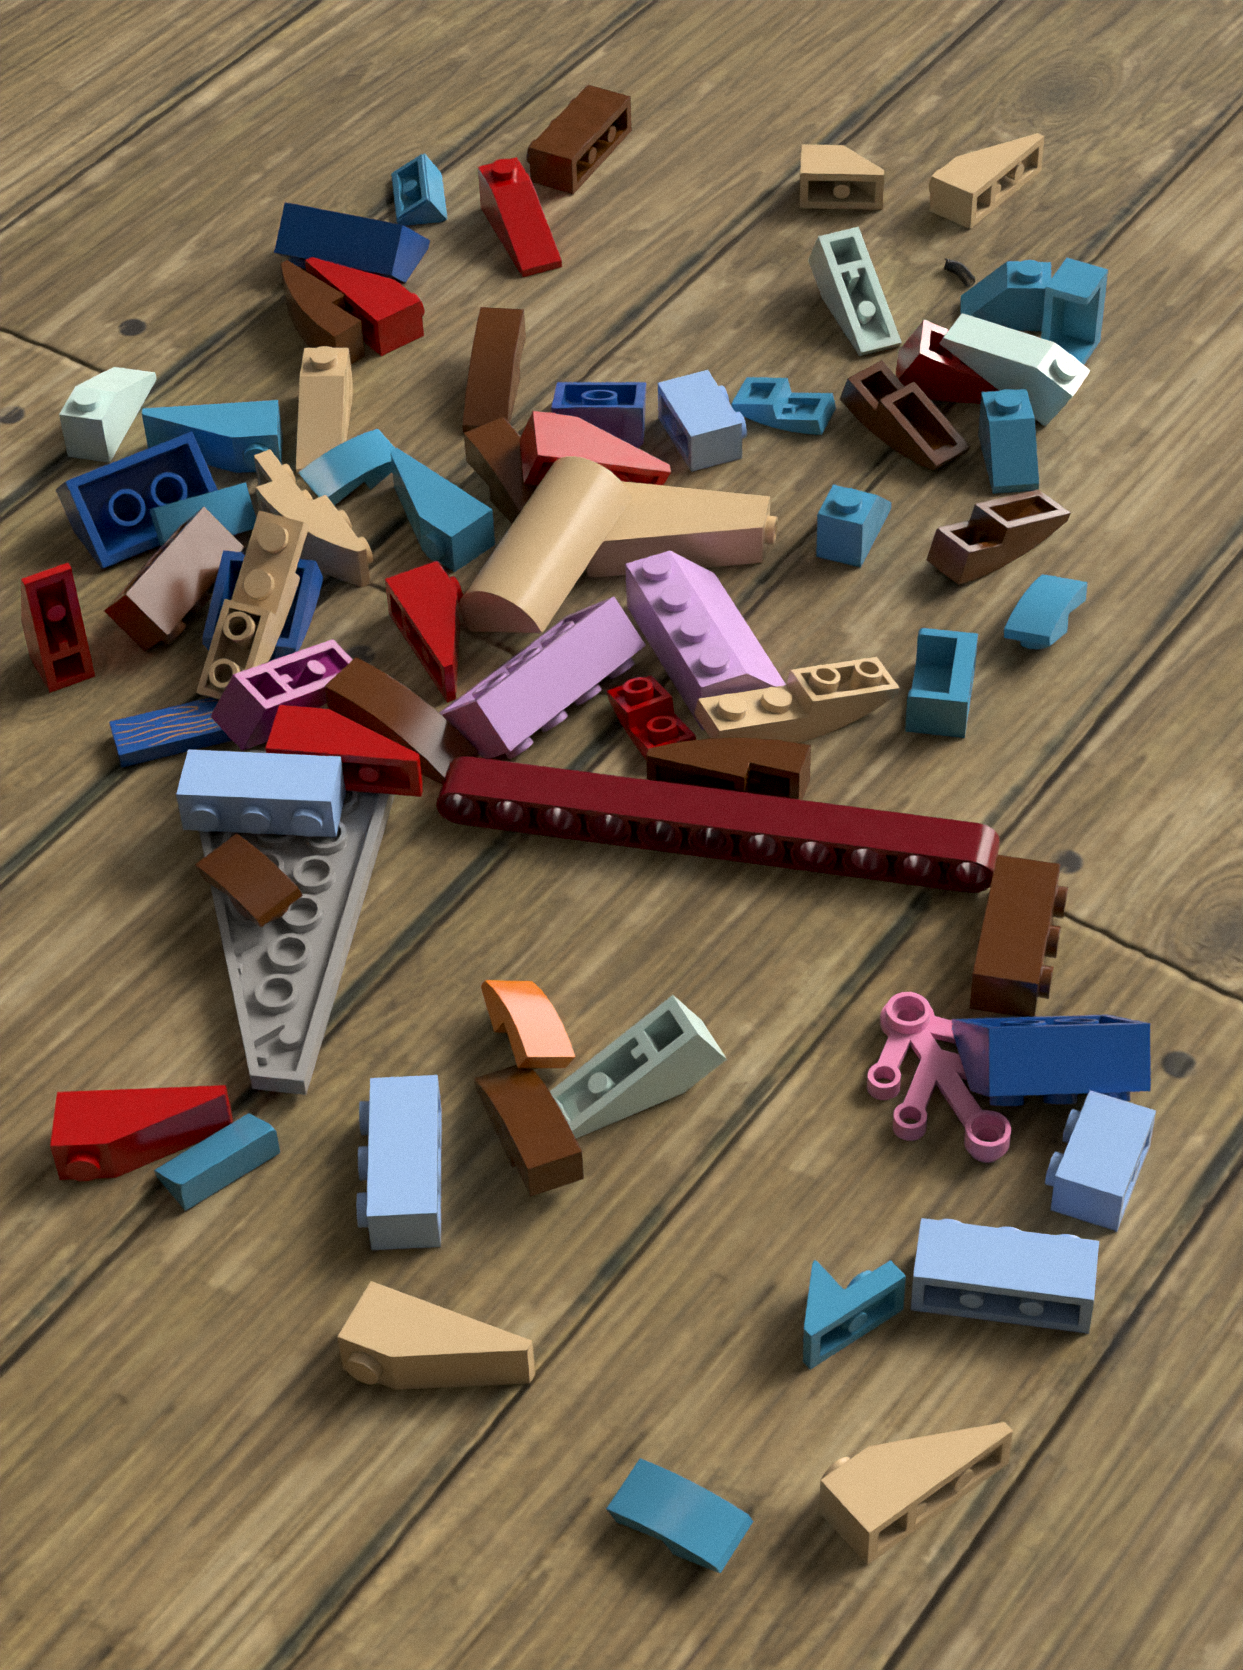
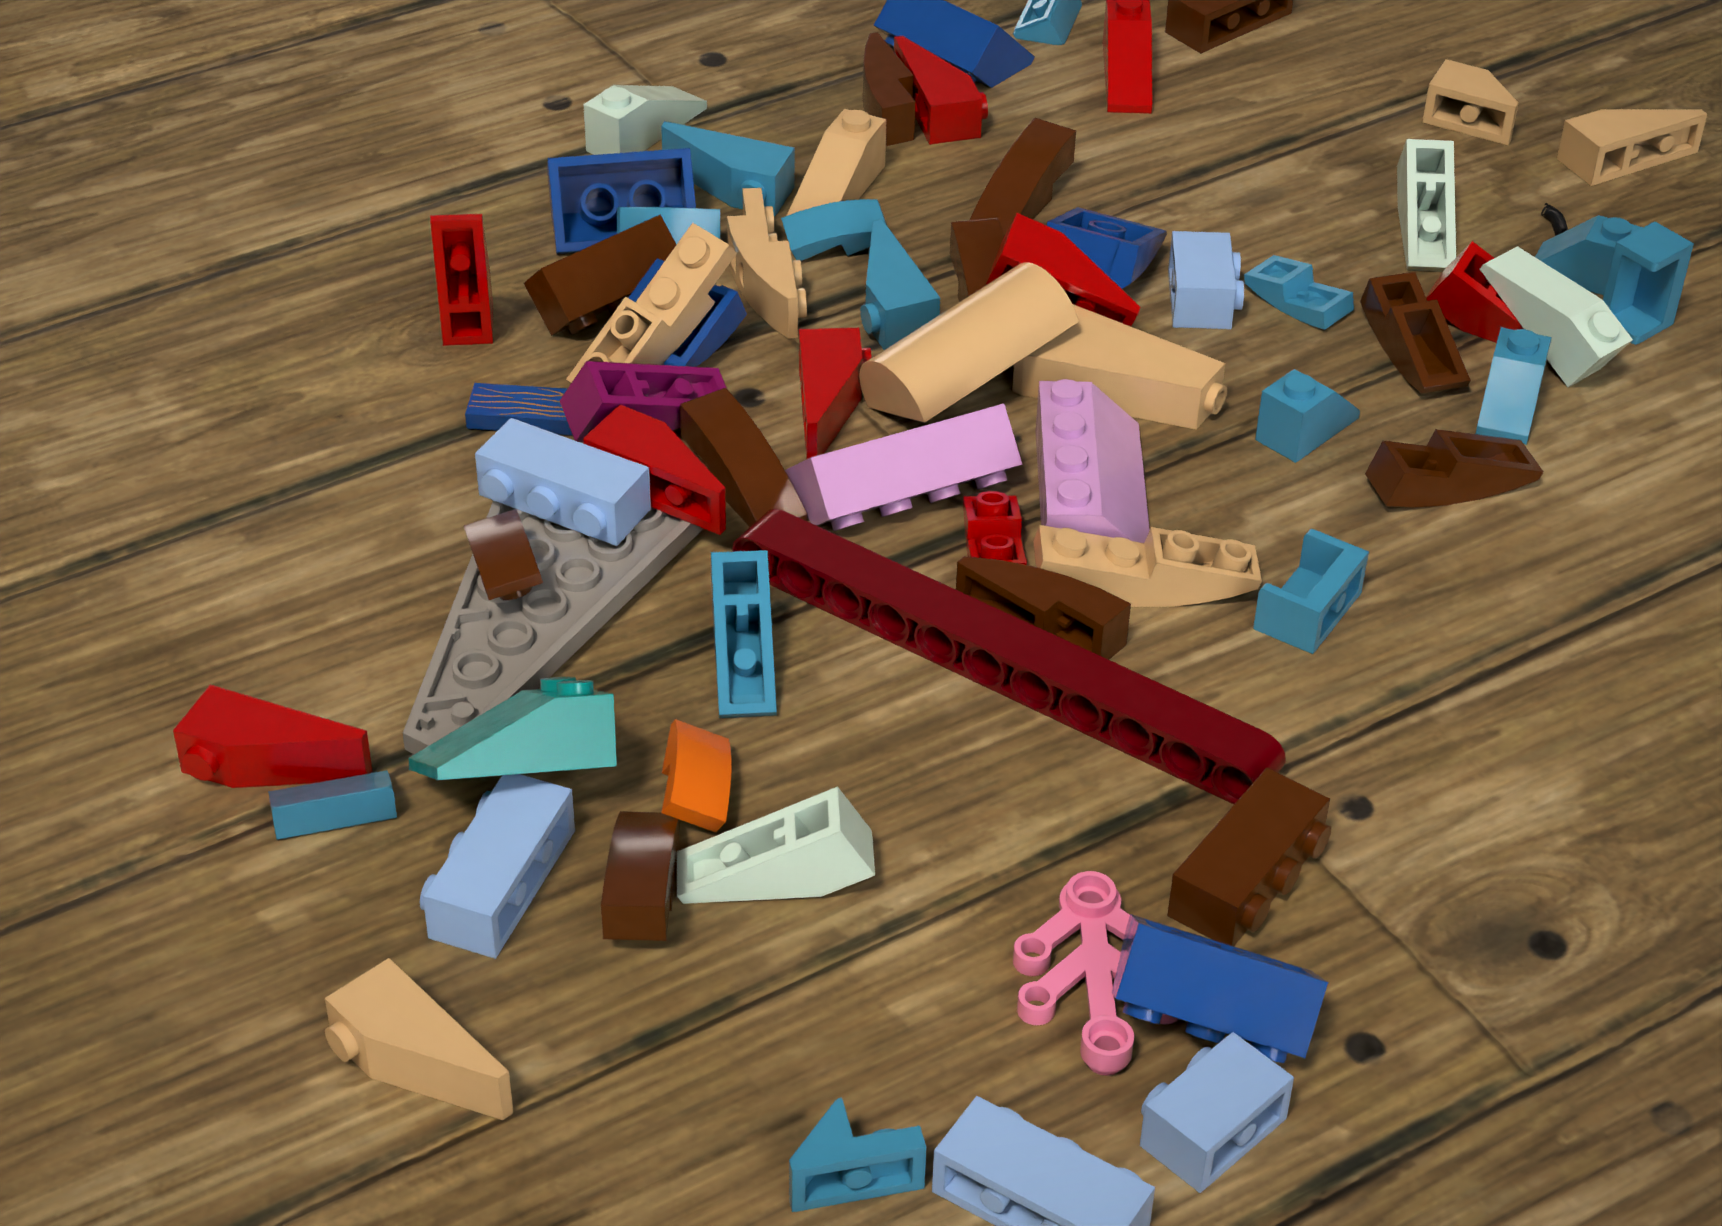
camera: 20 degrees right, 5 degrees down
(374, 1041) = (531, 732): none -> teal slope
(493, 882) = (743, 634): none -> dark azure slope
(1044, 611) = (1460, 555): dark azure slope -> none

